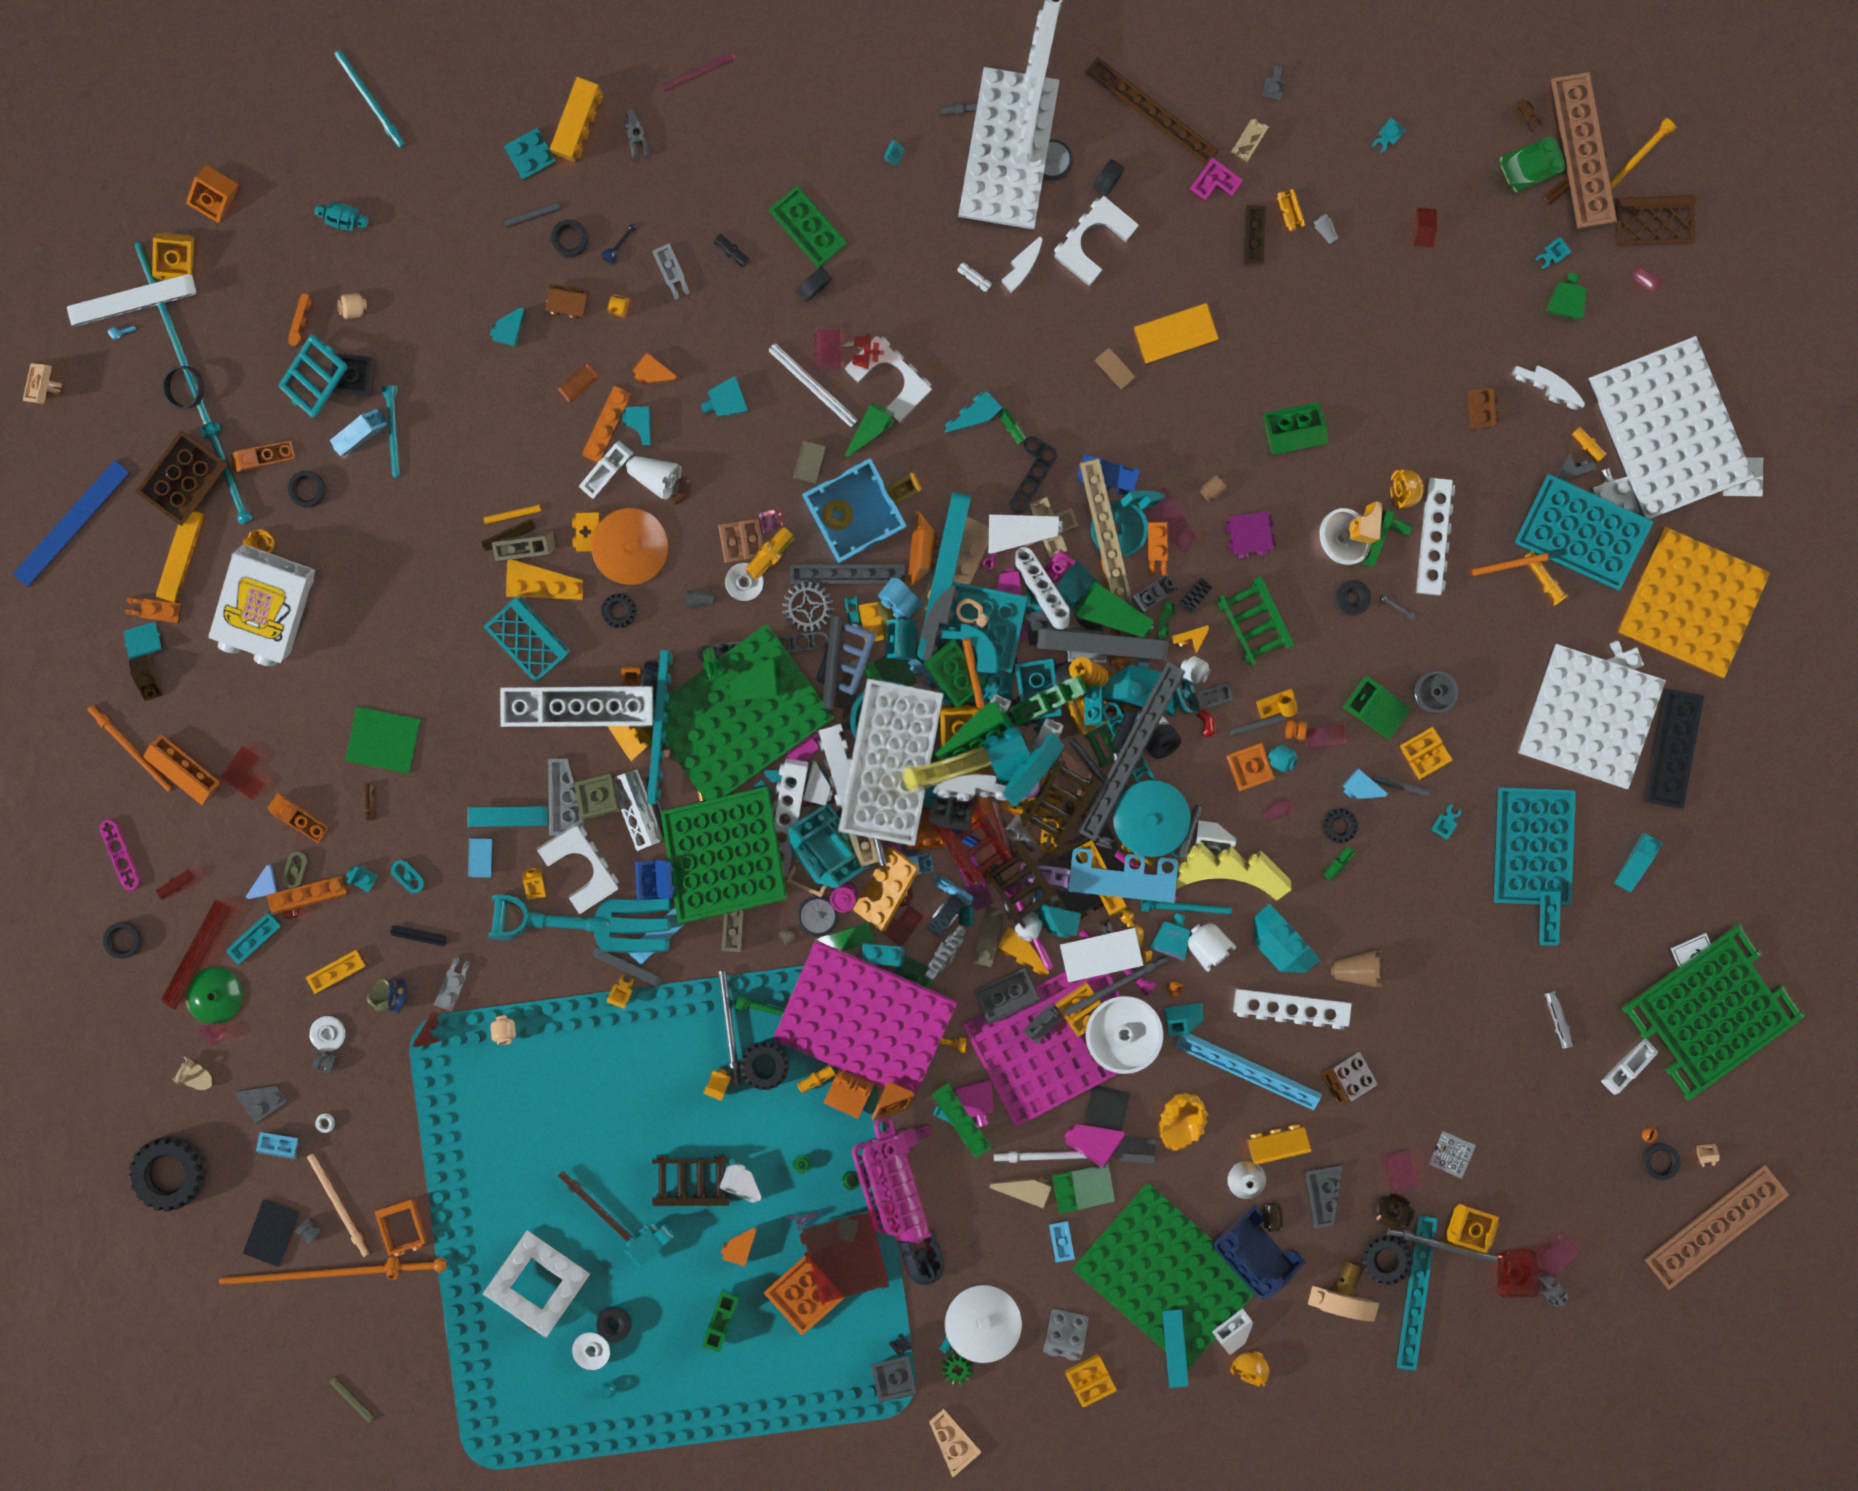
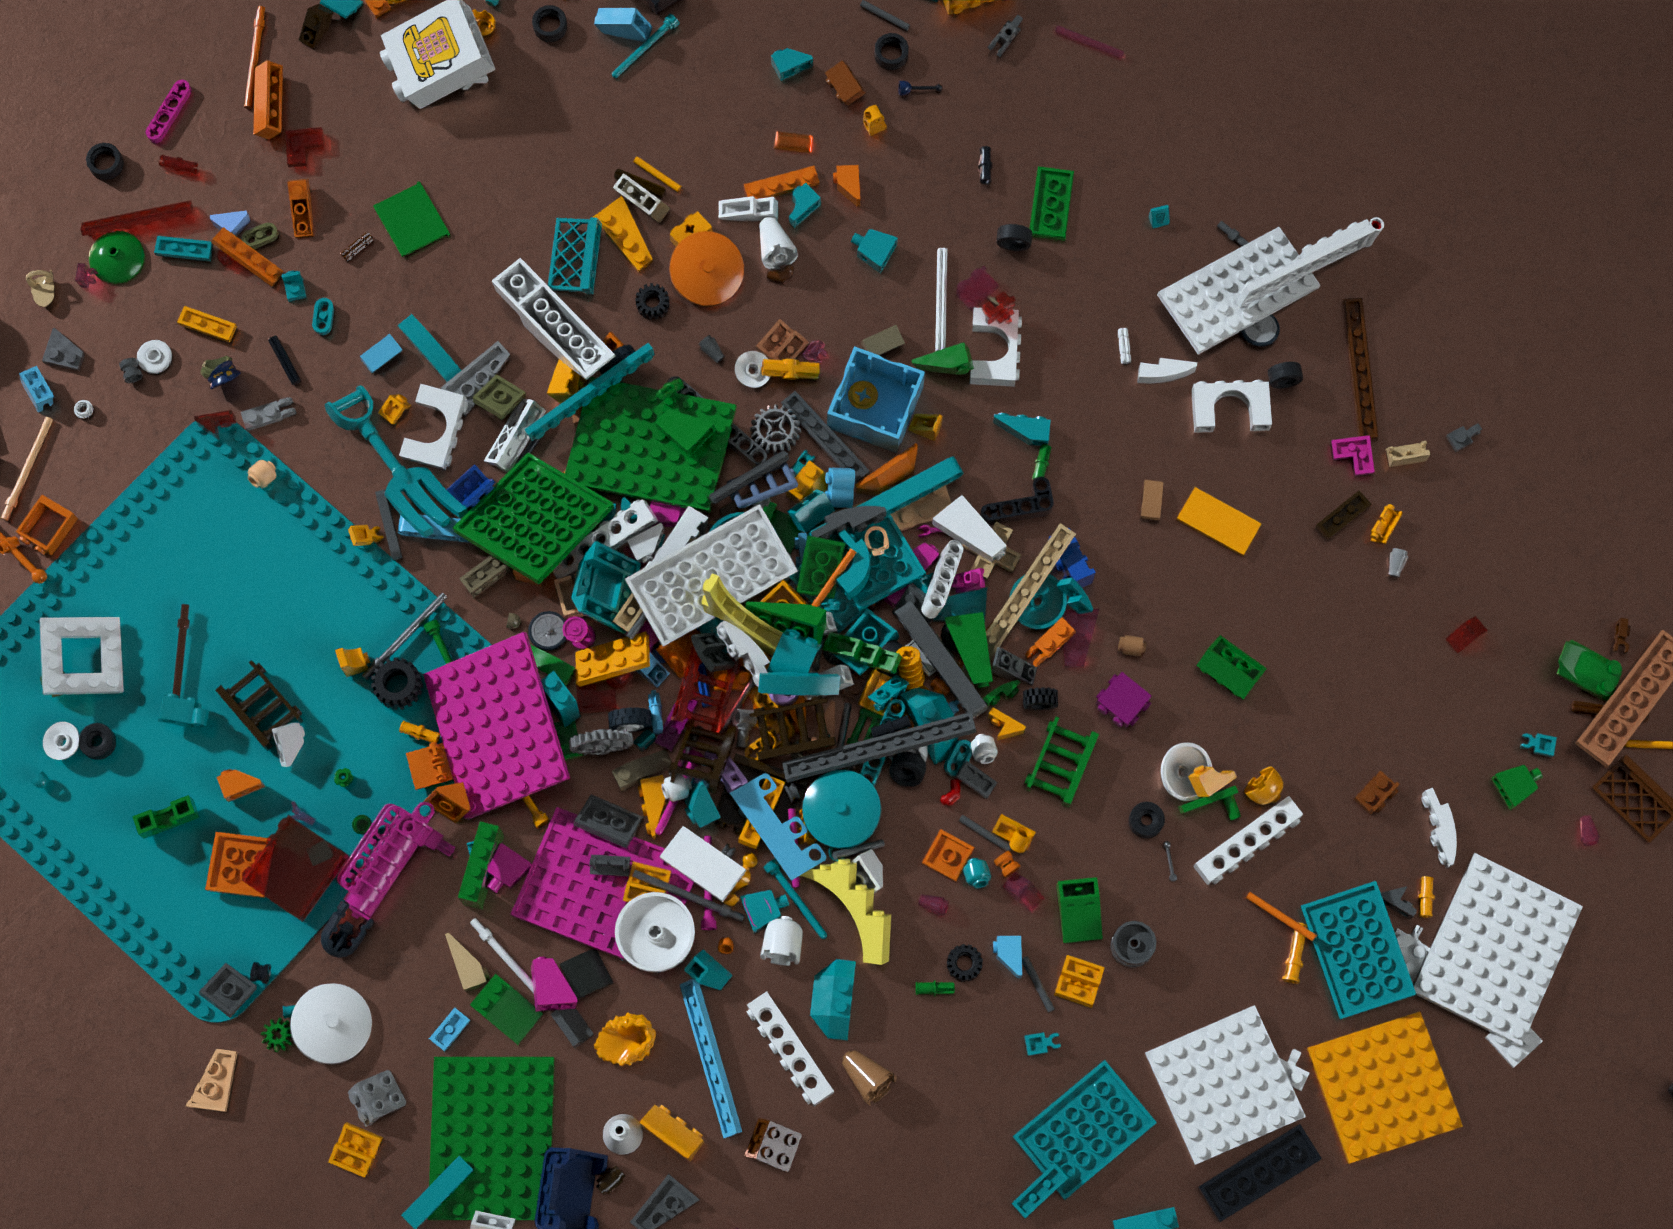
camera: 45 degrees right, 15 degrees down
(670, 268) = (933, 135): light grey hinge -> none
(1390, 133) = (1508, 549): teal plate -> none

